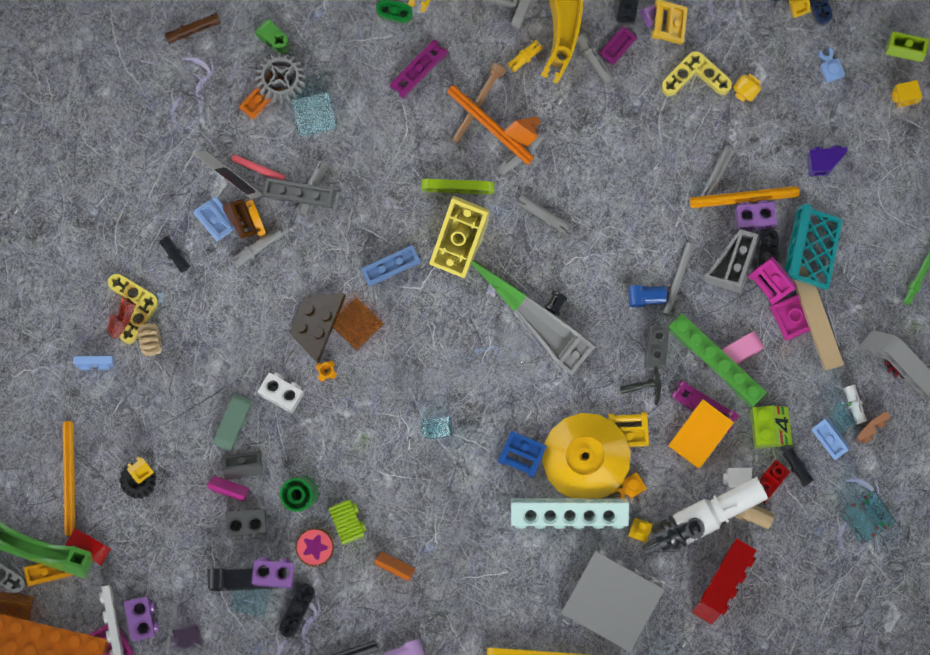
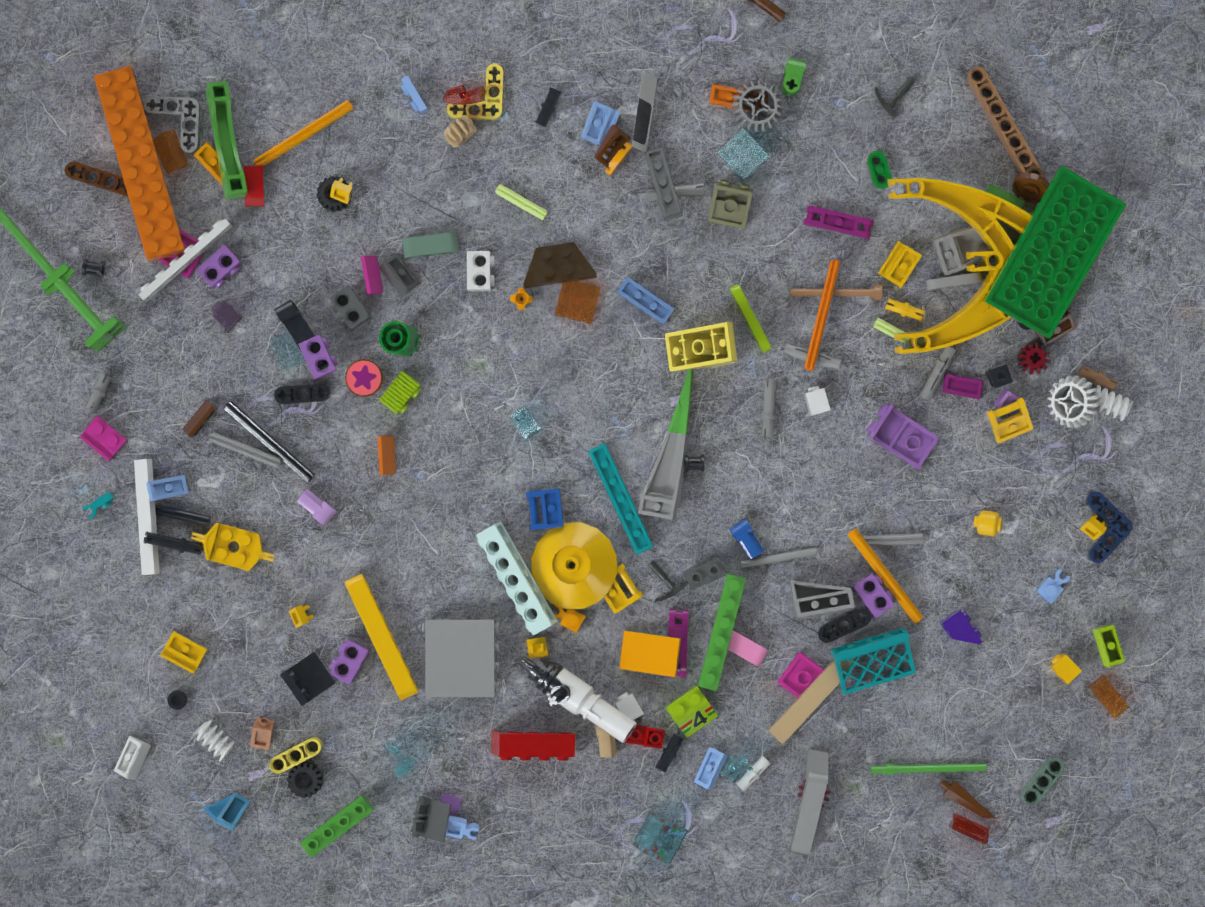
camera: 60 degrees right, 10 degrees up
(242, 323) = (521, 202): none -> yellowish green axle
(255, 248) = (594, 174): light grey pin -> none
(258, 168) = (667, 134): coral bar -> none
(350, 148) = (730, 204): none -> olive plate
(484, 39) = (899, 264): none -> yellow plate
(524, 130) = (831, 348): orange slope -> none
(536, 77) = (890, 330): none -> yellowish green axle
(550, 384) = (620, 498): none -> teal tile
(561, 170) = (817, 401): none -> white brick
(631, 117) = (901, 436): none -> medium lavender bracket
(698, 69) = (981, 471): light yellow beam -> none
(776, 277) = (825, 642): dark pink plate -> none
(869, 430) = (735, 797): nougat slope -> none

